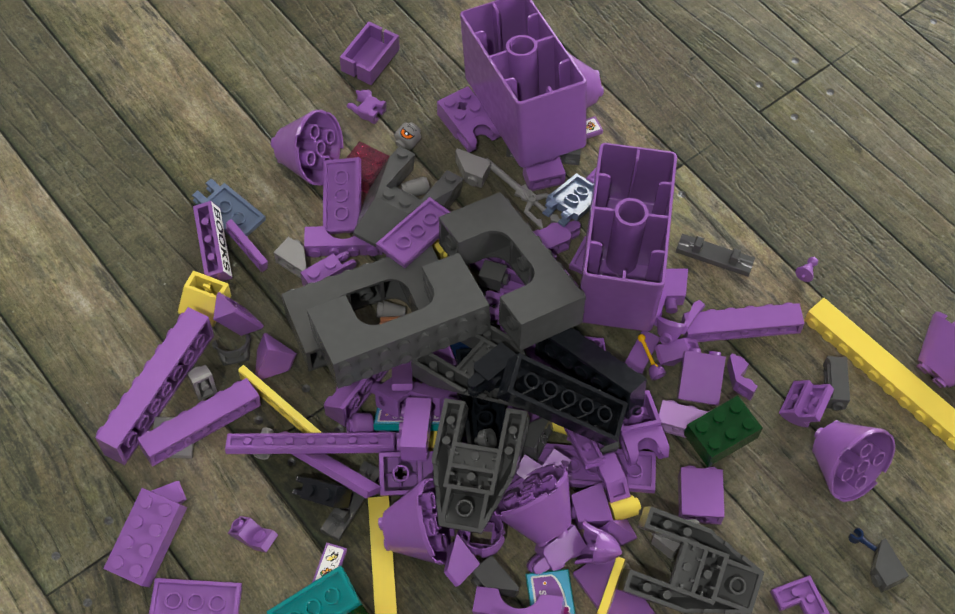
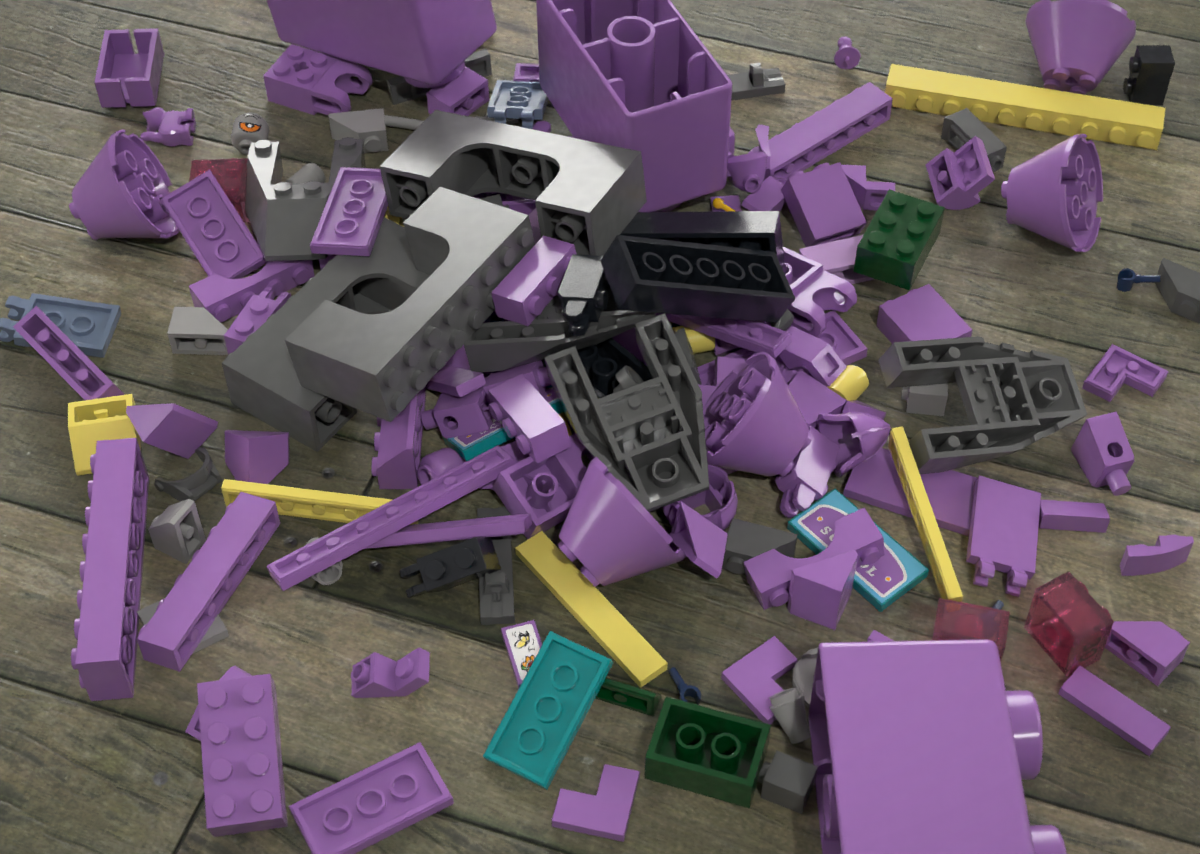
camera: 30 degrees left, 10 degrees down
(246, 245) = (121, 346): medium lavender tile -> none
(472, 344) = (533, 281): none -> medium lavender brick

